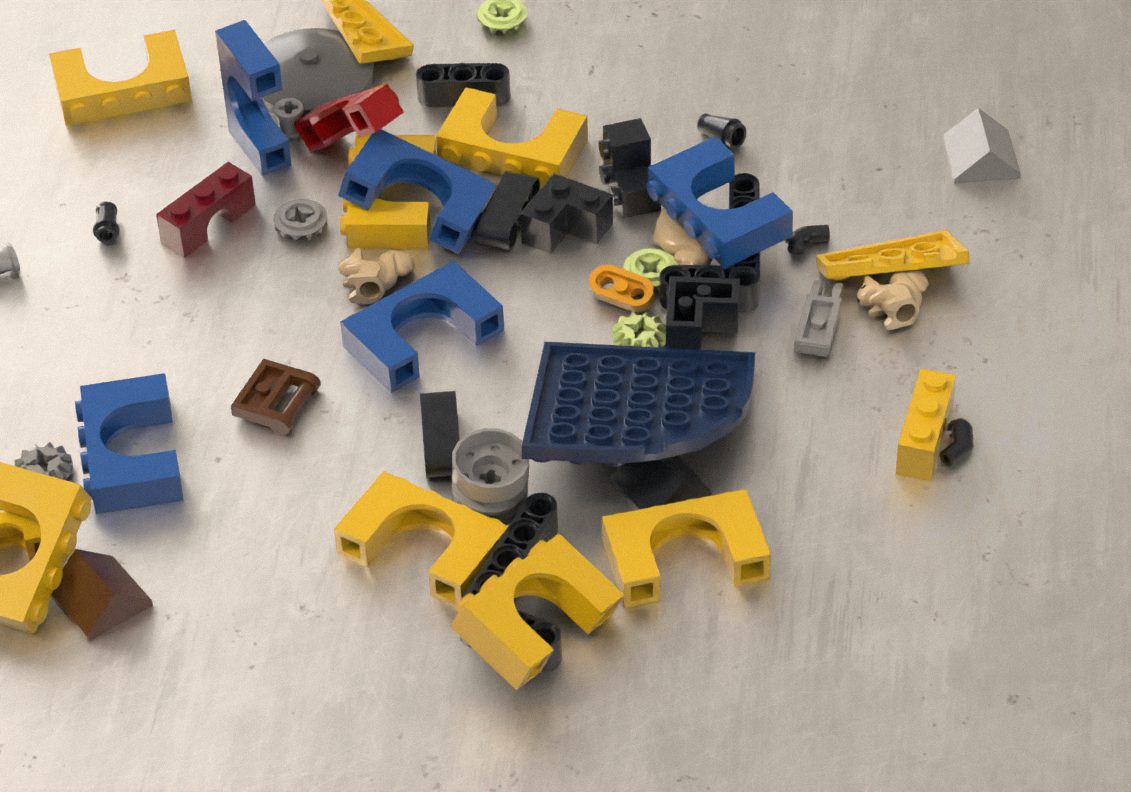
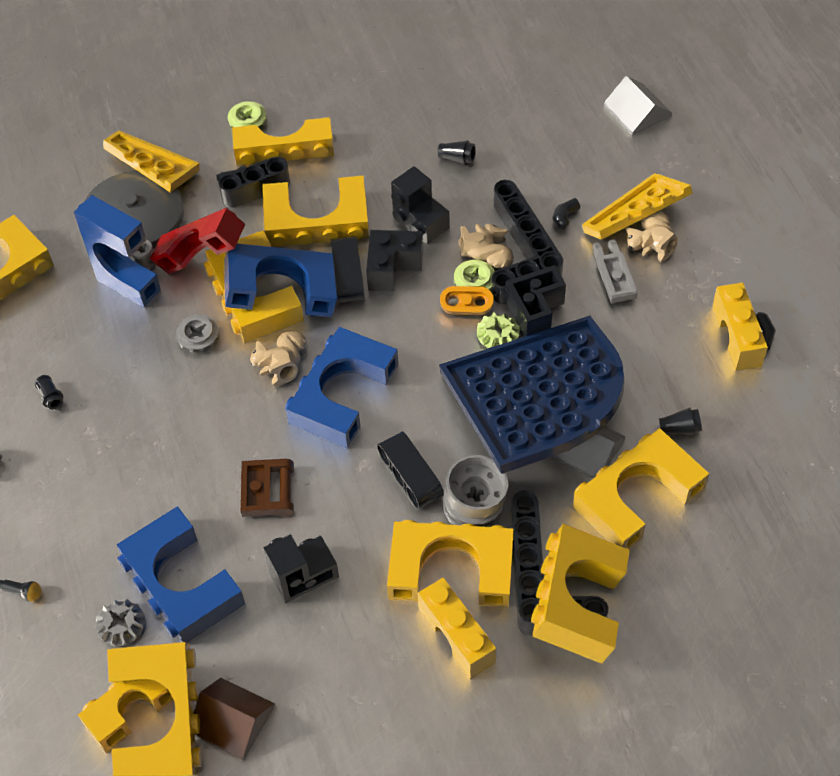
camera: 25 degrees left, 10 degrees up
(186, 219) = (114, 368): dark red arch -> none
(254, 482) = (300, 567): none -> black brick
(385, 600) = (468, 641): none -> yellow arch
(558, 62) = (310, 141): none -> yellow arch
(723, 233) = (522, 234): blue arch -> none
(787, 499) = (682, 423): none -> black cone

